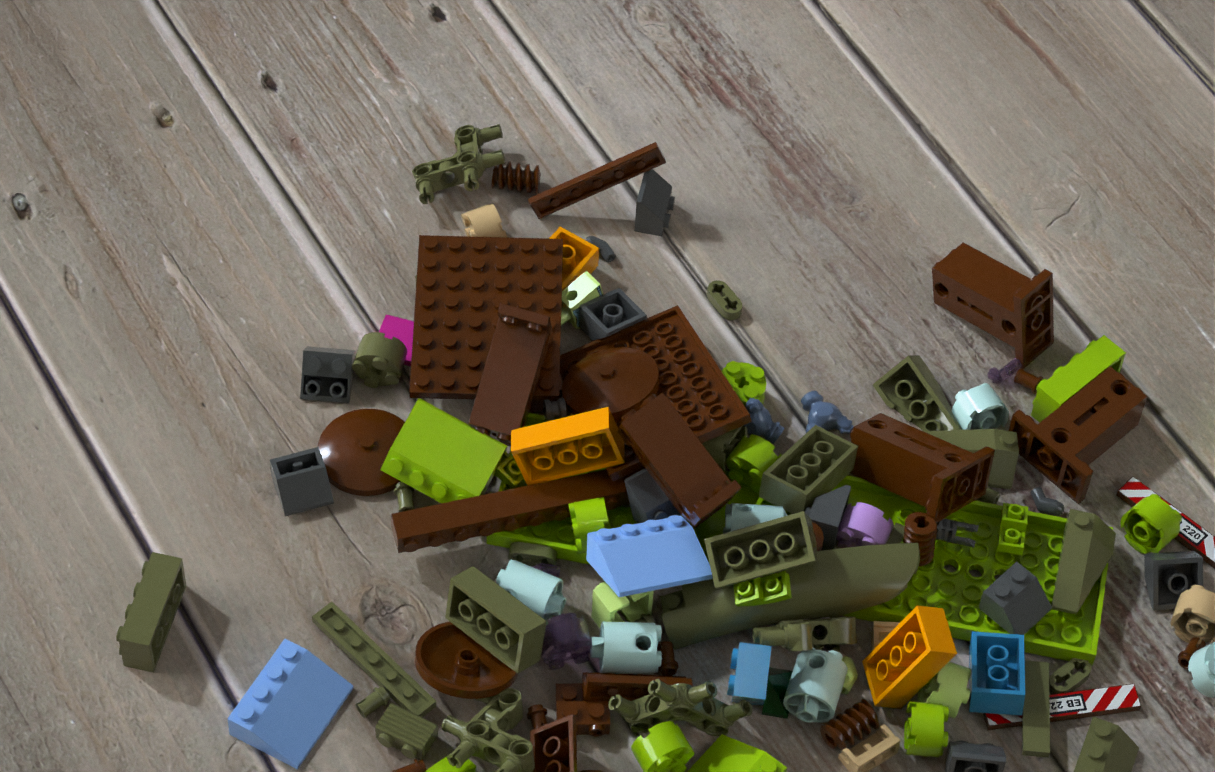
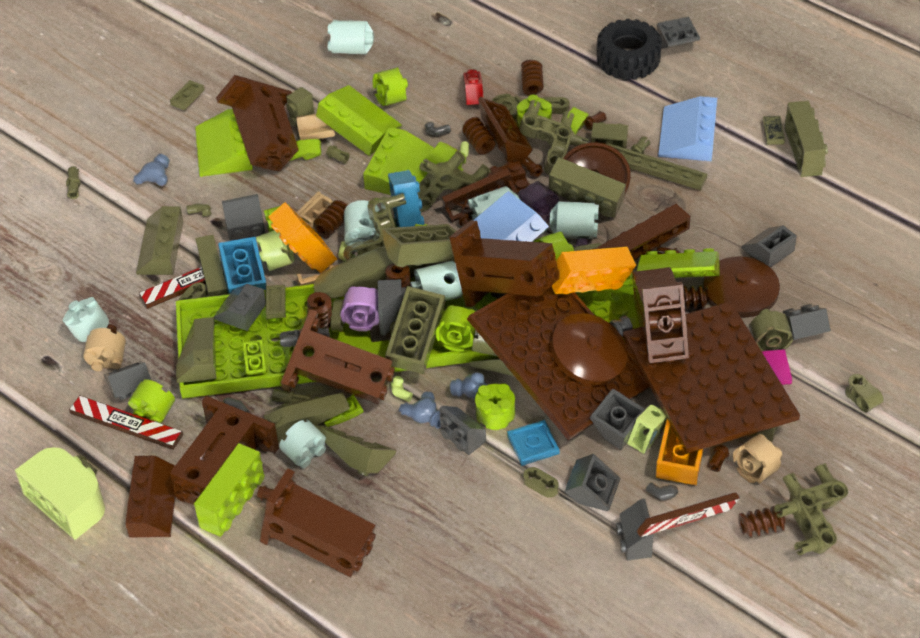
camera: 165 degrees right, 5 degrees down
(173, 667) = (773, 130): none -> olive tile
(320, 272) = (863, 394): none -> olive piece
(673, 274) = (592, 483): none -> dark grey slope
(720, 342) = (533, 442): none -> dark azure tile
(790, 371) = (461, 429): none -> dark grey slope
(965, 602) = (275, 301): none -> olive tile
(1166, 419) = (150, 498): none -> reddish brown slope

